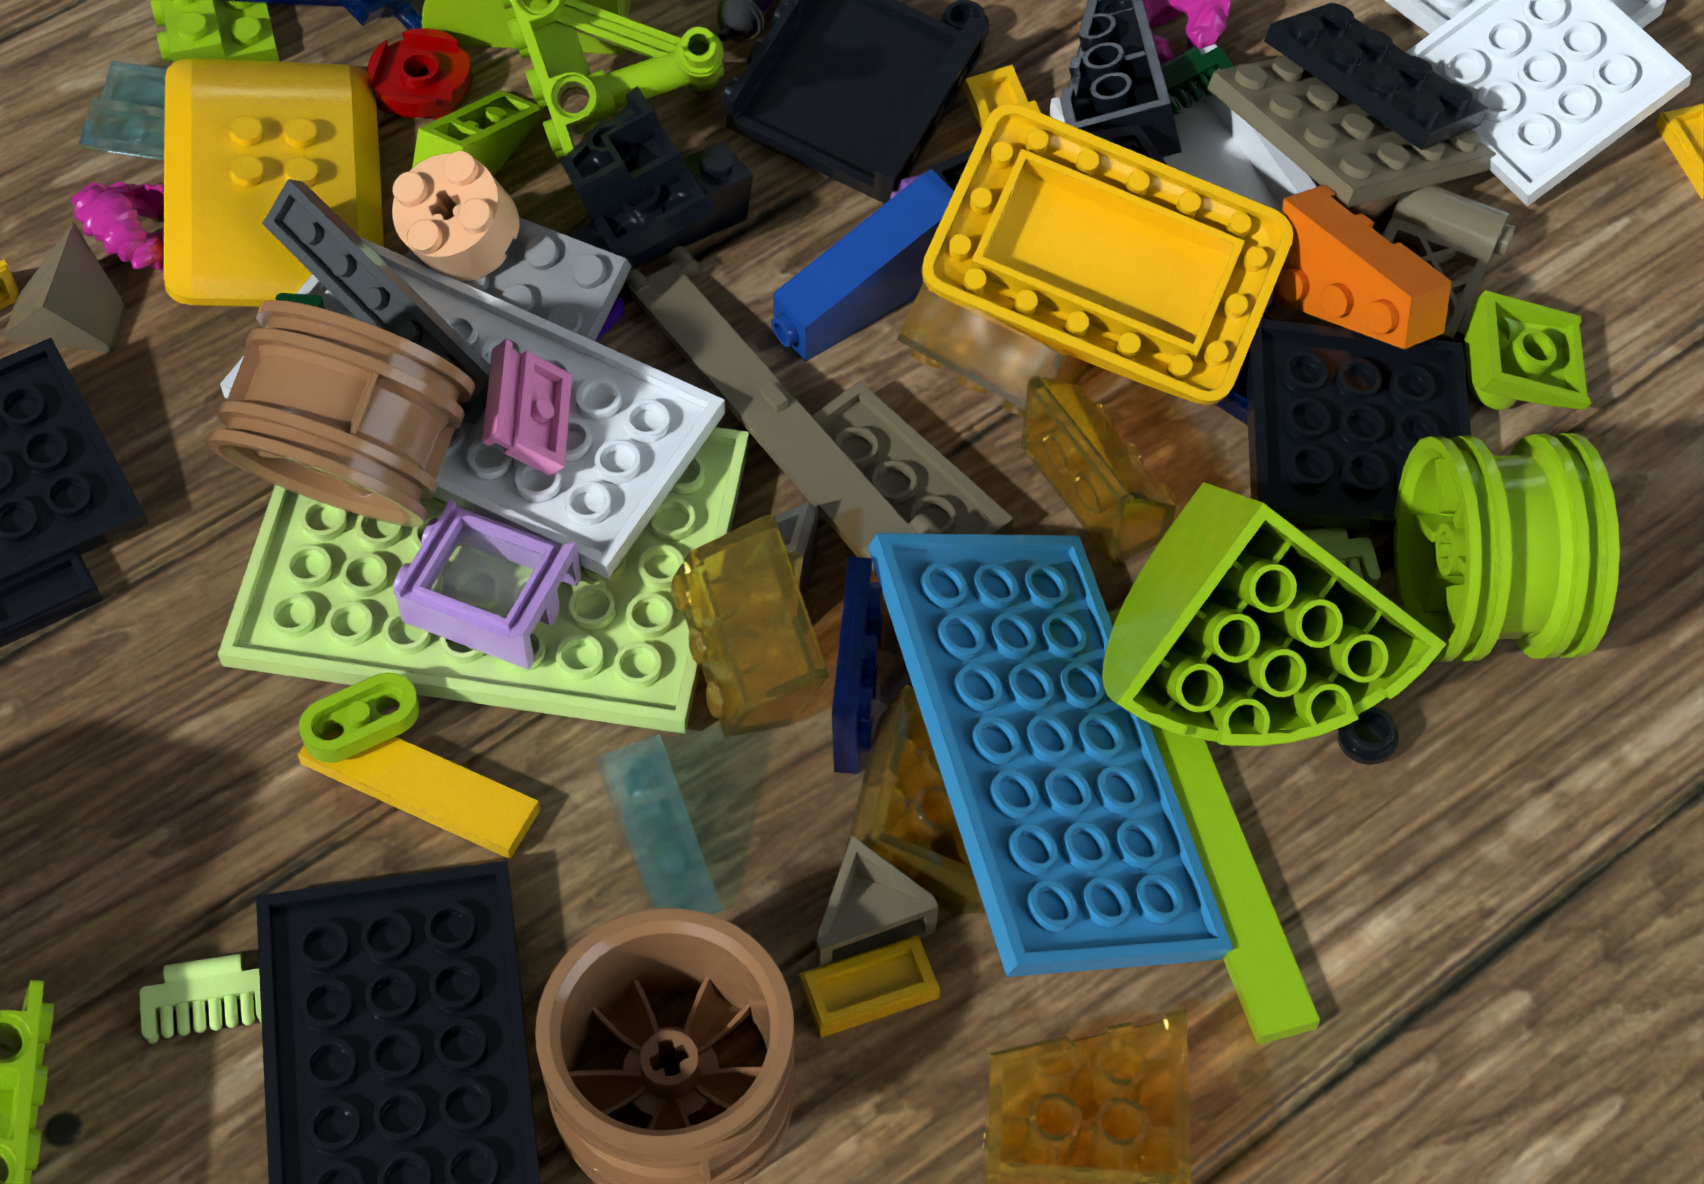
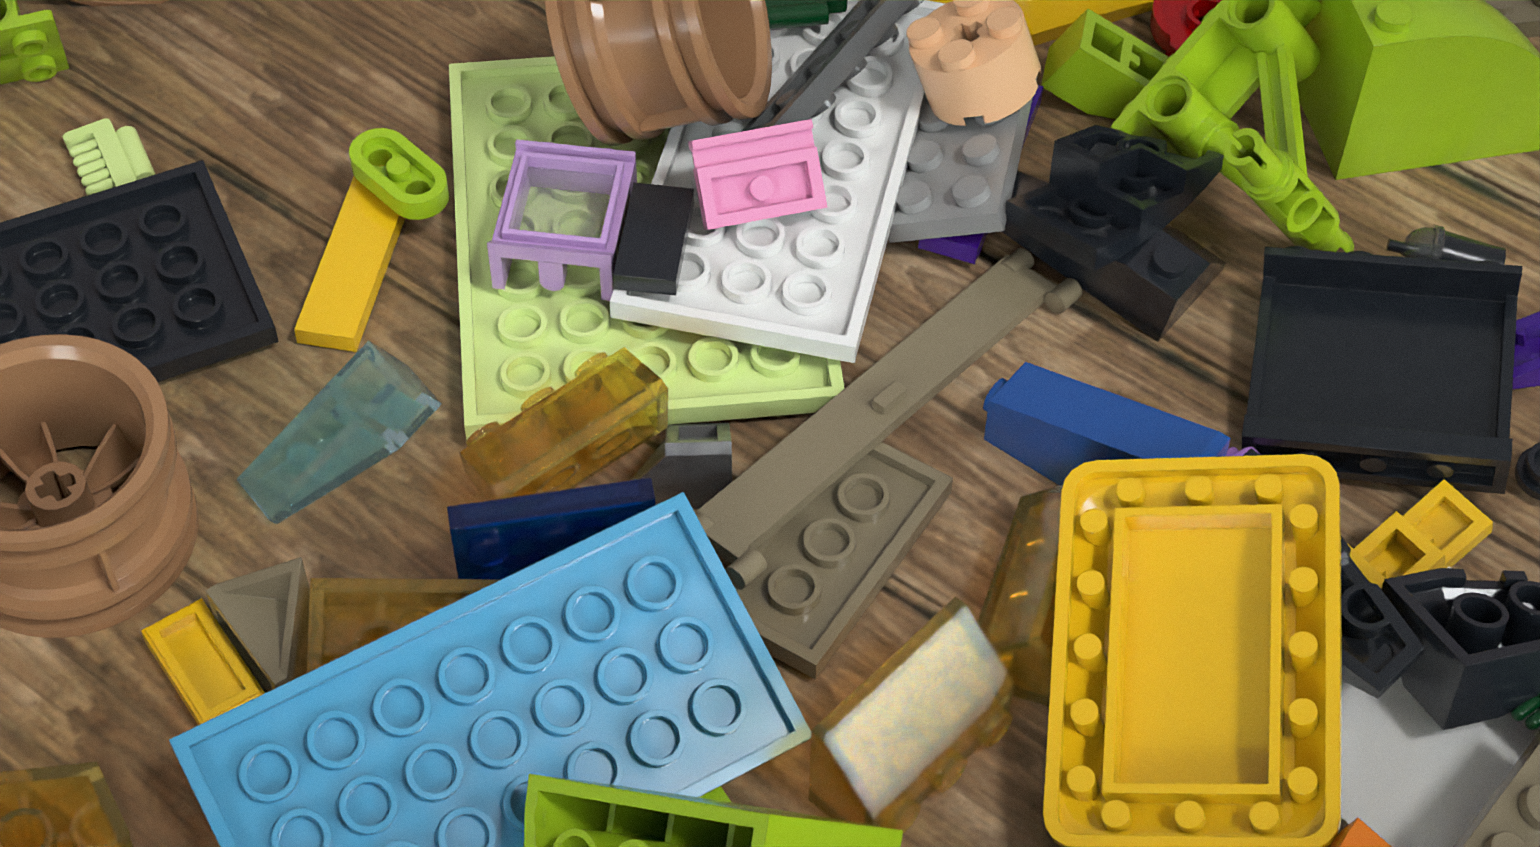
camera: 75 degrees right, 5 degrees down
(555, 510) = (654, 239): none -> black tile

